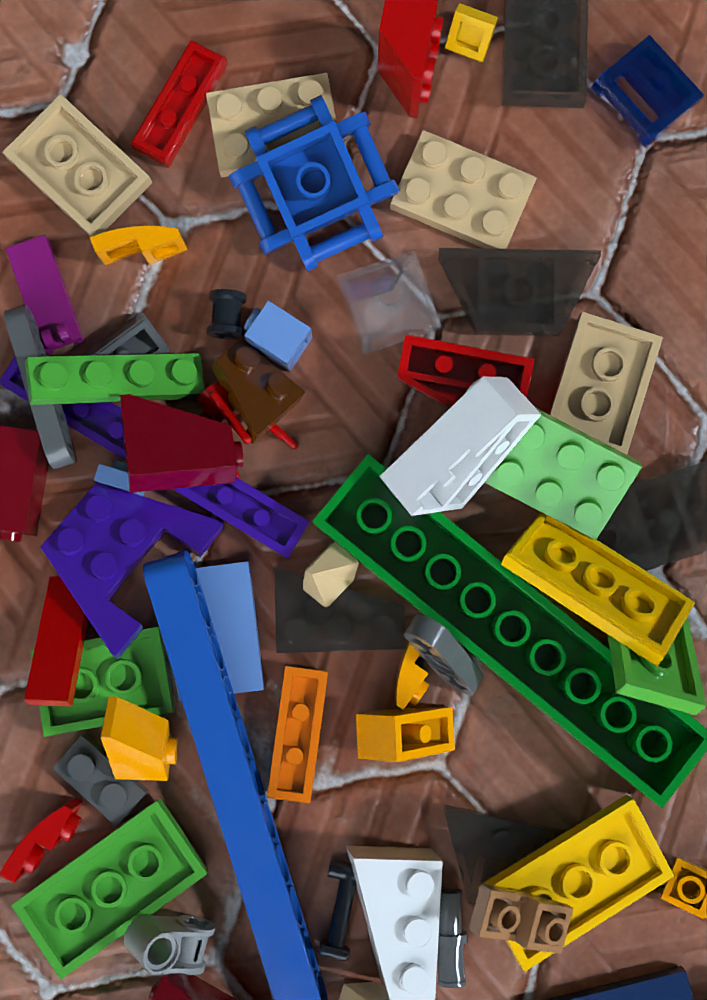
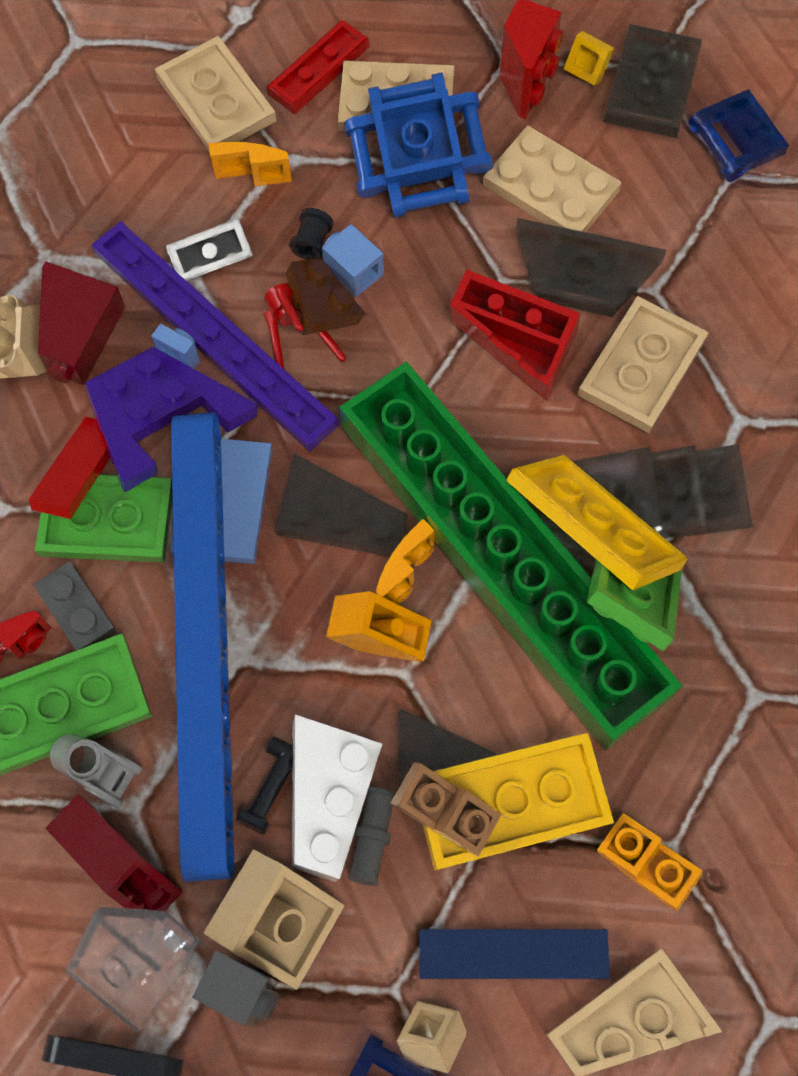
camera: 15 degrees right, 15 degrees down
(45, 292) = (155, 188): magenta hinge -> none
(49, 417) = (128, 251): dark grey beam -> none
(109, 376) = (195, 256): bright green plate -> none
(137, 742) = (120, 569): light orange slope -> none
(175, 447) = (233, 323): dark red slope -> none
(297, 734) = (274, 607): orange plate -> none
(330, 574) = (344, 464): tan slope -> none
(388, 302) = (458, 247): clear slope -> none
(444, 654) = (433, 552): dark grey beam -> none
(461, 448) = (492, 367): white wedge -> none
(566, 475) = (582, 415): plate -> none

